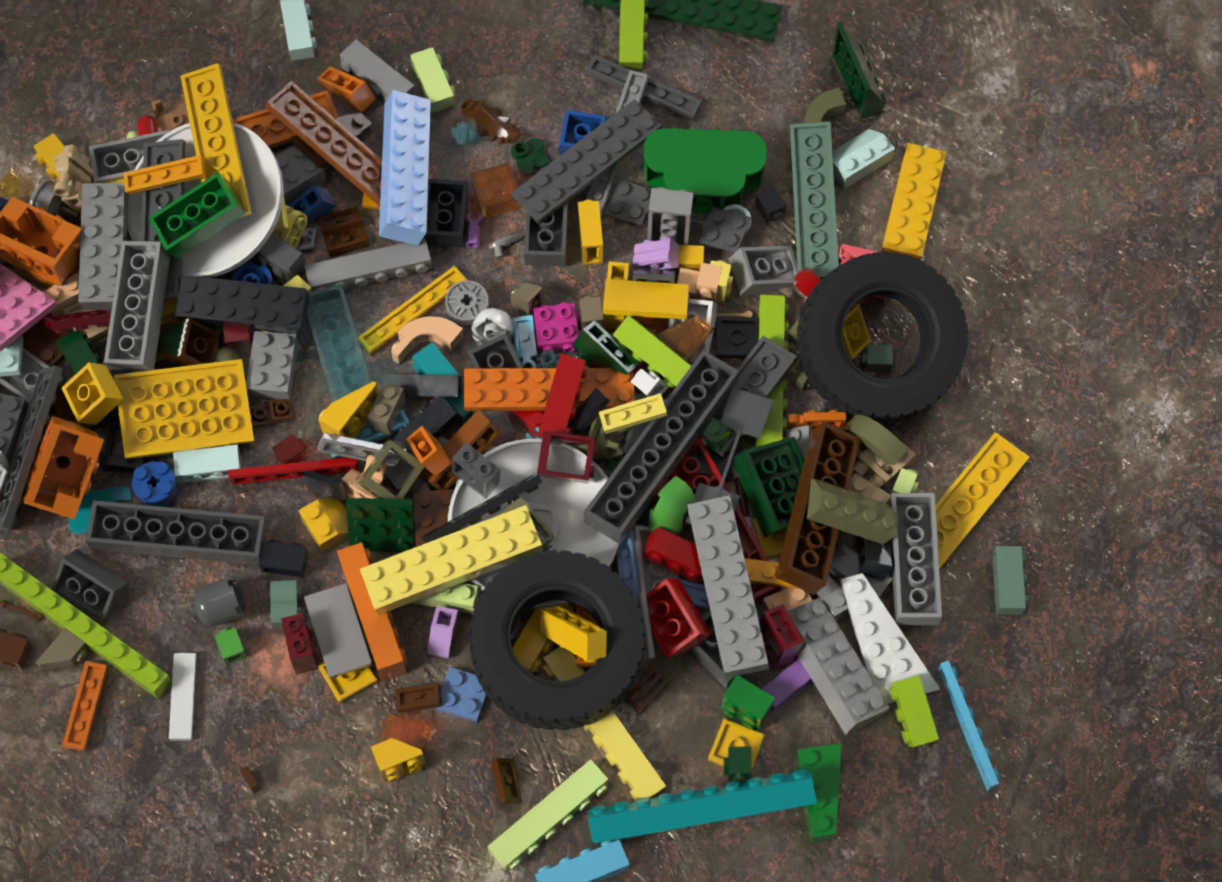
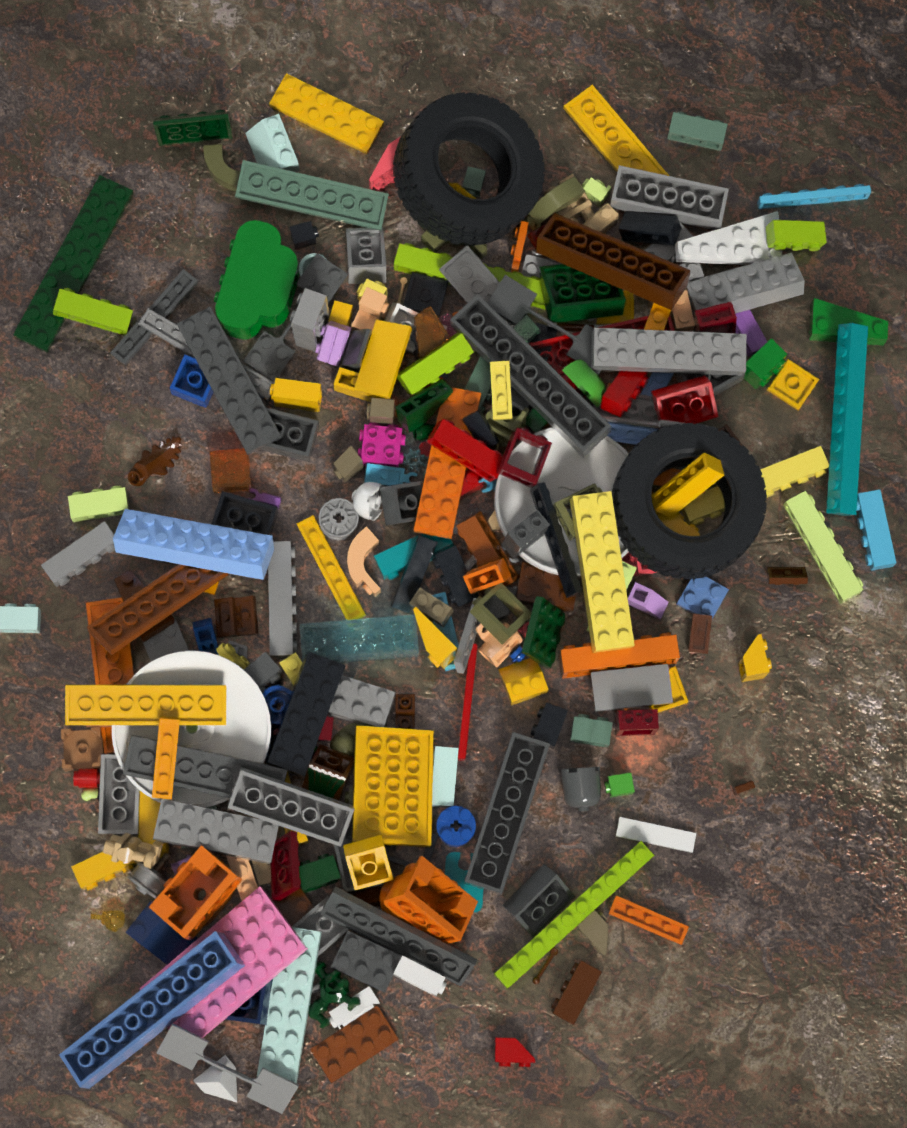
camera: 80 degrees left, 10 degrees up
(197, 215) = (221, 732): green brick -> none
(290, 450) = (448, 702): clear red brick -> none
(324, 485) = (489, 676): black tile -> none
(347, 88) = (87, 585): orange slope -> none
(406, 731) = (731, 650): clear orange brick -> none
(463, 133) = (163, 487): clear light blue gear -> none
(505, 241) = (284, 481): light grey bar -> none
(531, 157) = (201, 432): dark green plate -> none
(649, 383) = (462, 376): white brick -> none
(738, 764) = (817, 382): dark green brick -> none
(806, 280) = (392, 219): red brick -> none
(851, 512) = (626, 233): olive slope -> none

